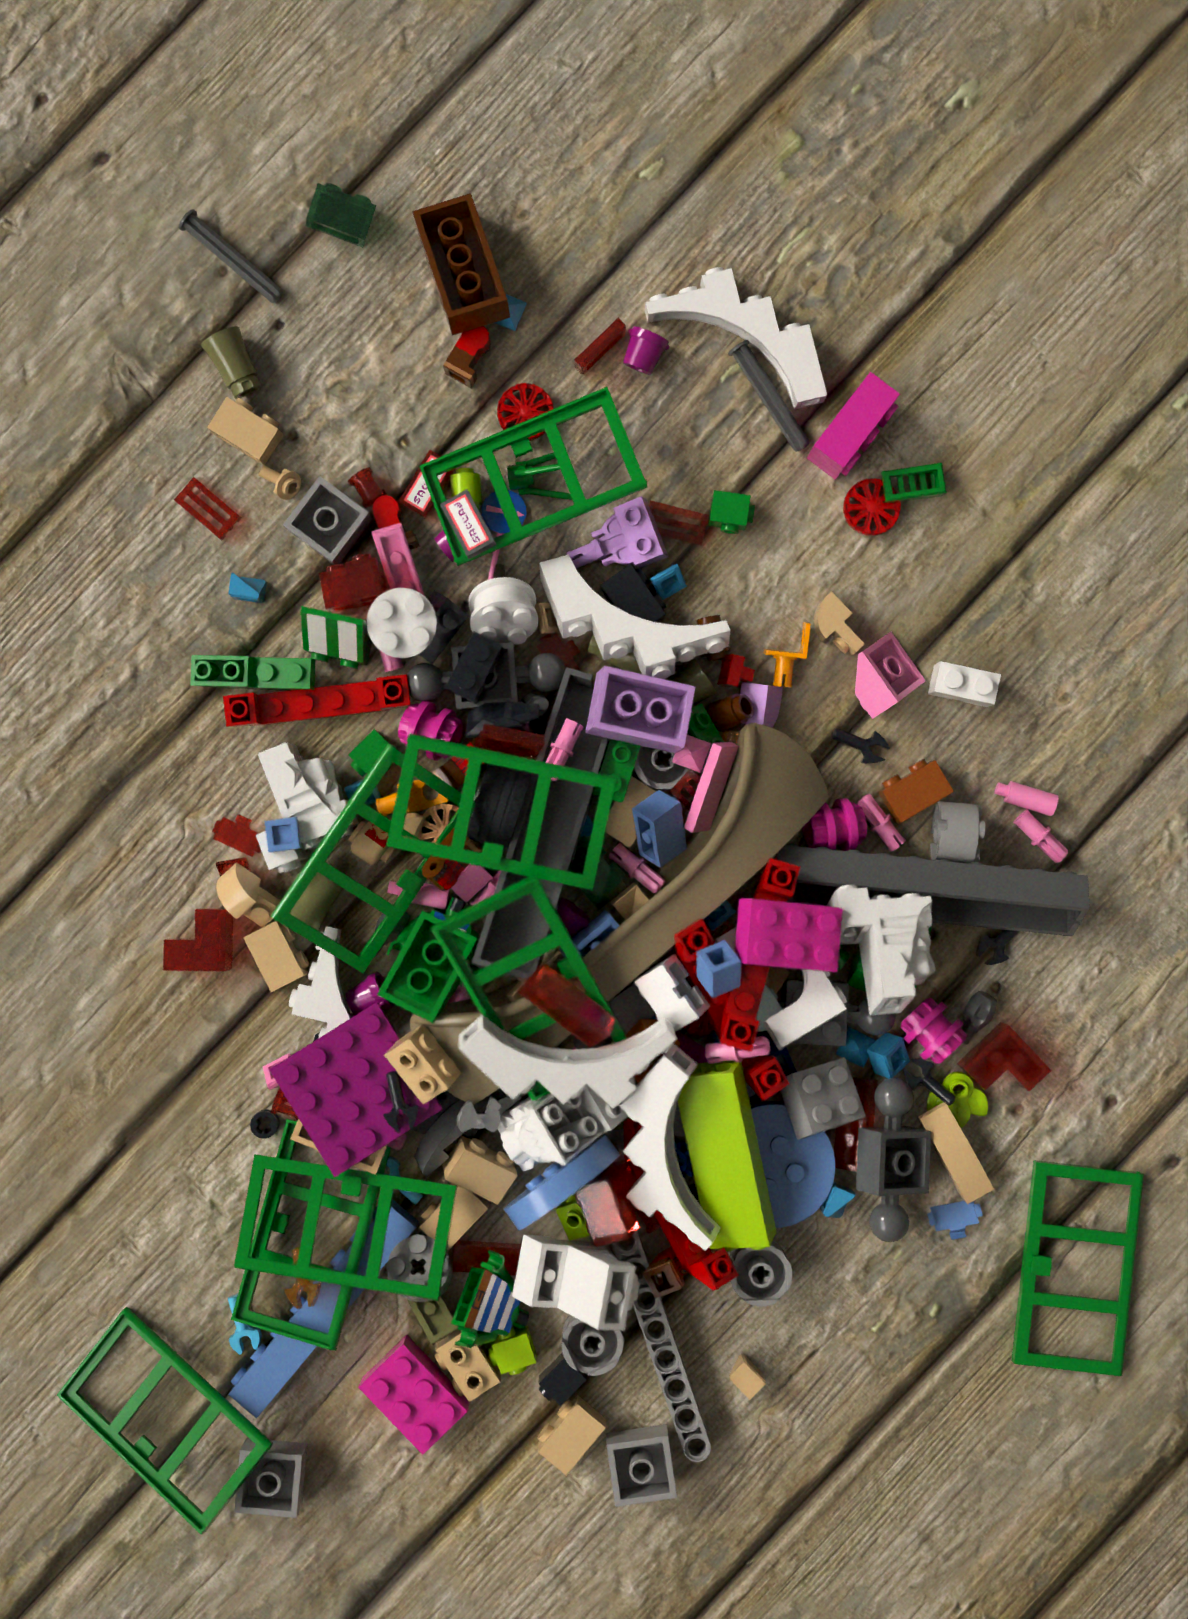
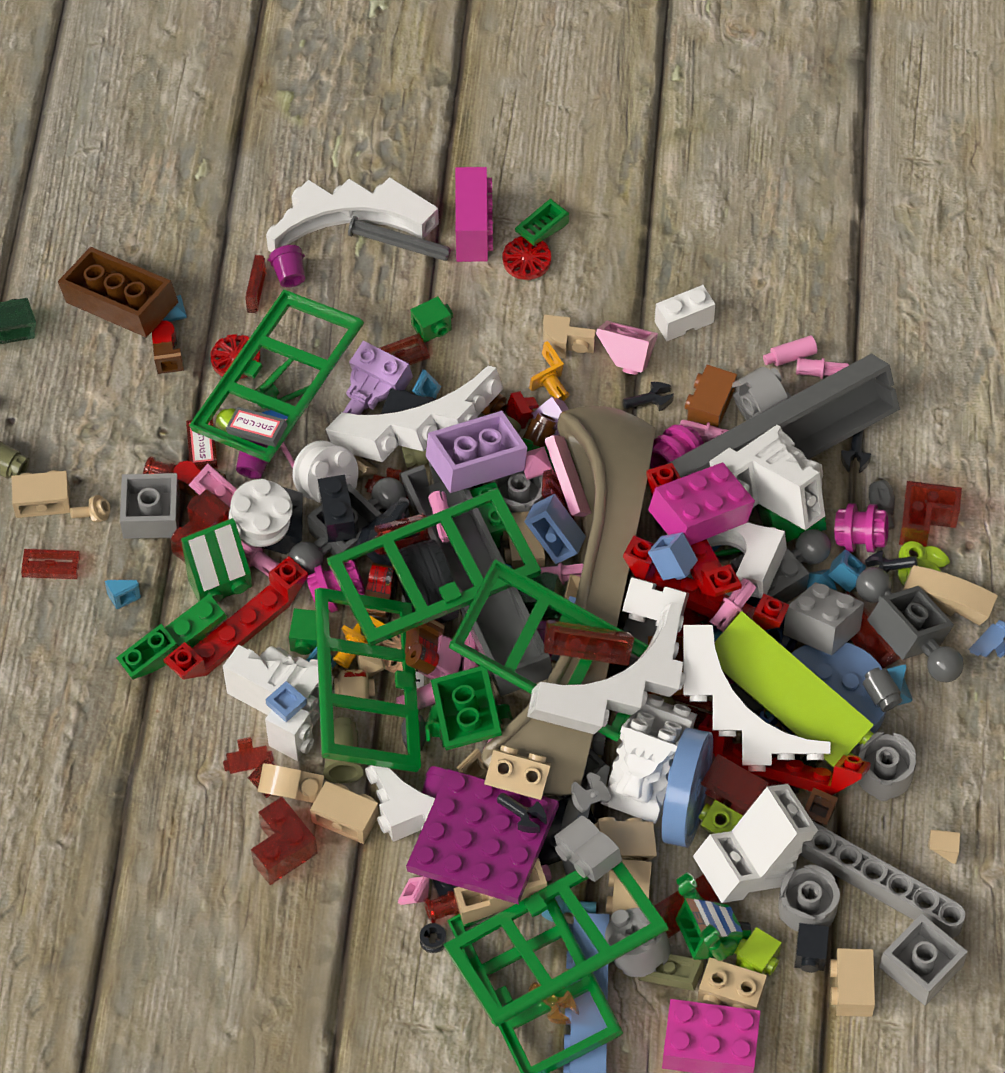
camera: 35 degrees left, 30 degrees down
(429, 1175) = (587, 849): none -> light grey brick
(812, 1207) = (882, 689): none -> dark grey brick

